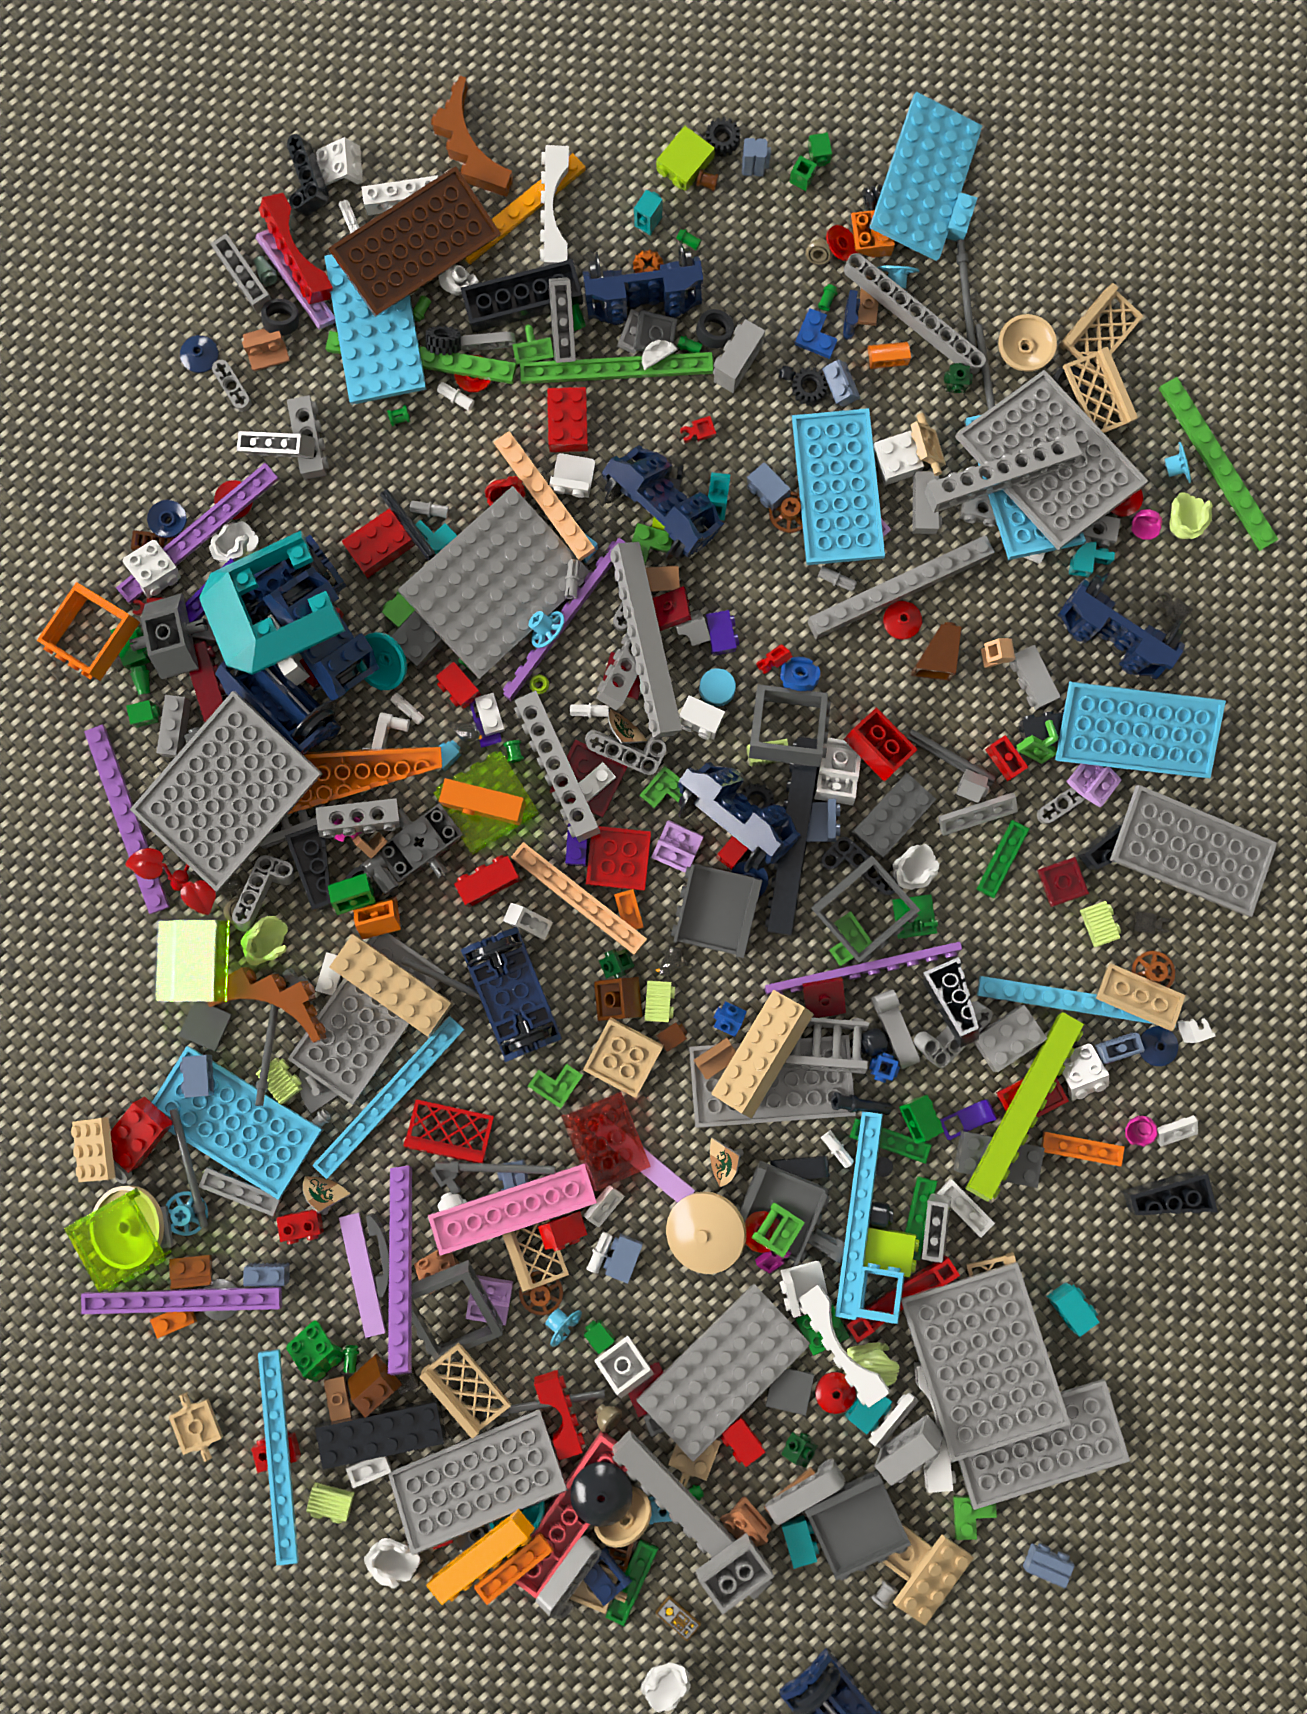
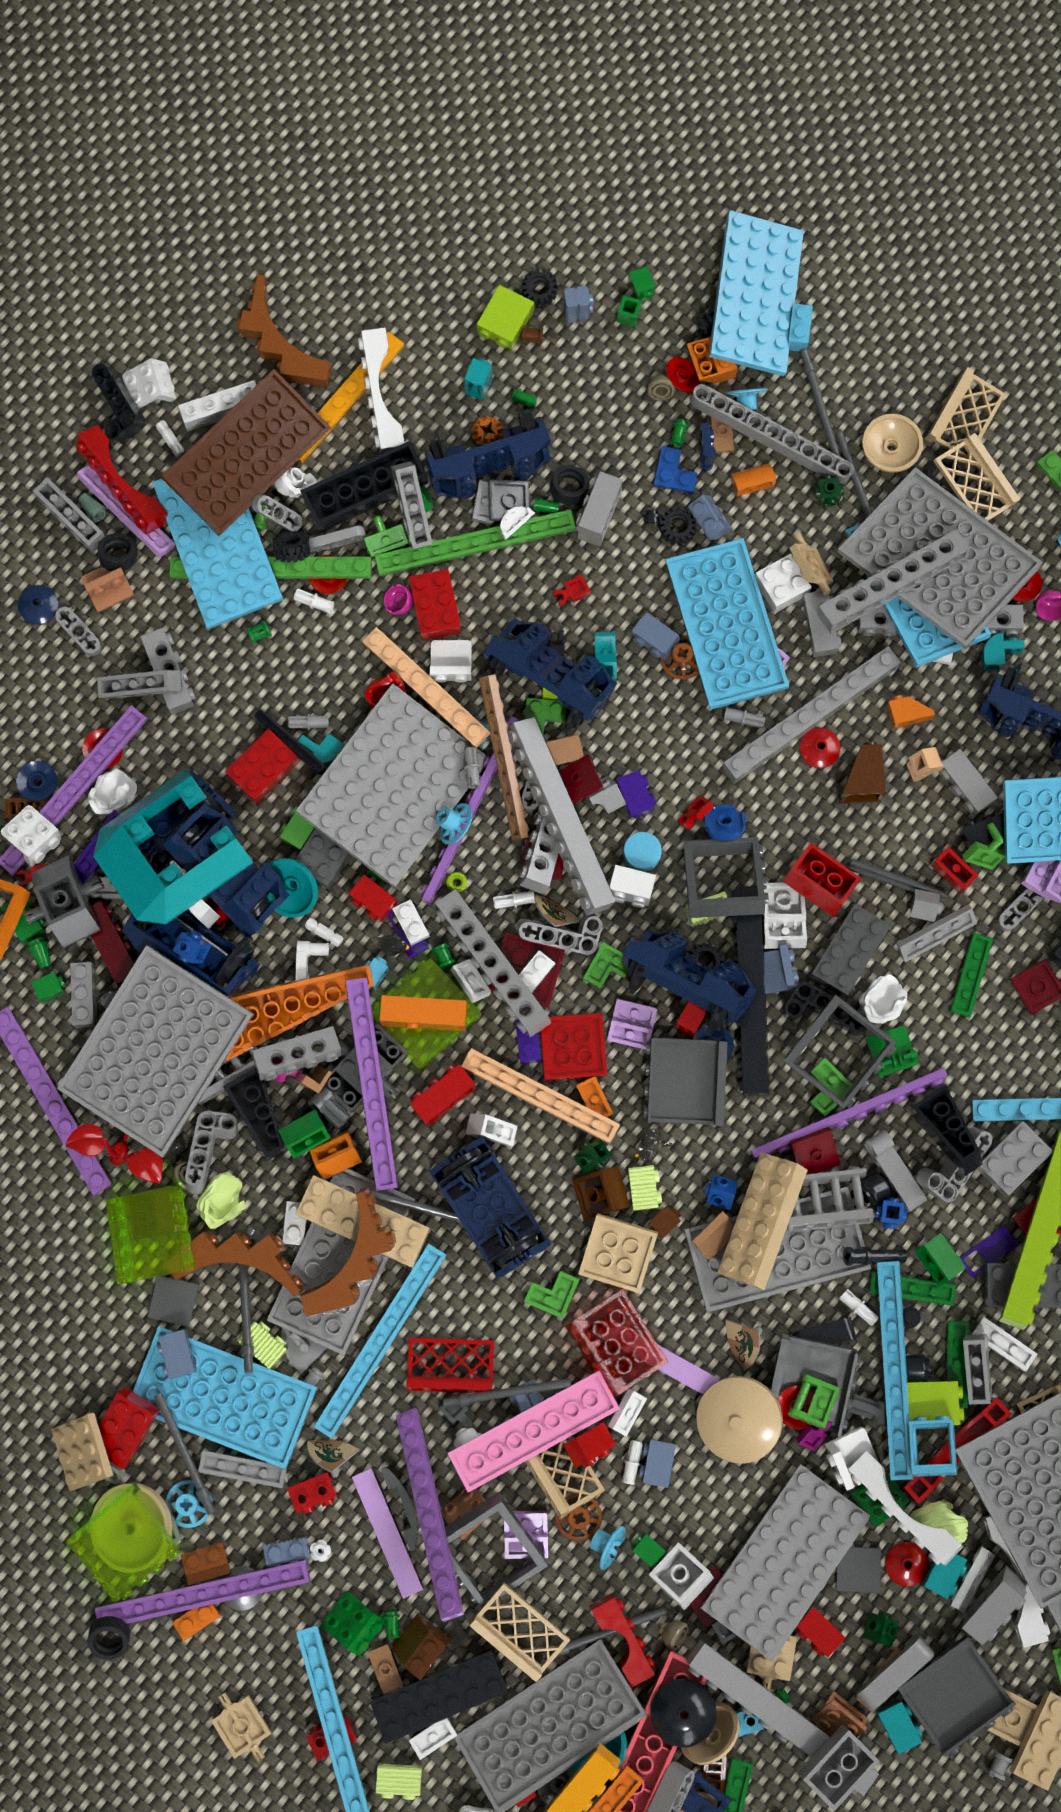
camera: 10 degrees left, 5 degrees down
(91, 1313) = (108, 1651): none -> black tyre
(275, 700) = (191, 947): none -> blue brick
(303, 1279) = (315, 1546): none -> white plate
(393, 1005) = (370, 1241): none -> dark orange arch
(422, 858) = (371, 1084): none -> medium lavender plate
(443, 306) = (269, 513): none -> light grey beam
(534, 409) = (398, 599): none -> dark pink hair
(534, 779) = (470, 981): none -> white plate
(604, 565) = (502, 750): none -> medium nougat plate
(991, 600) = (907, 712): none -> orange slope

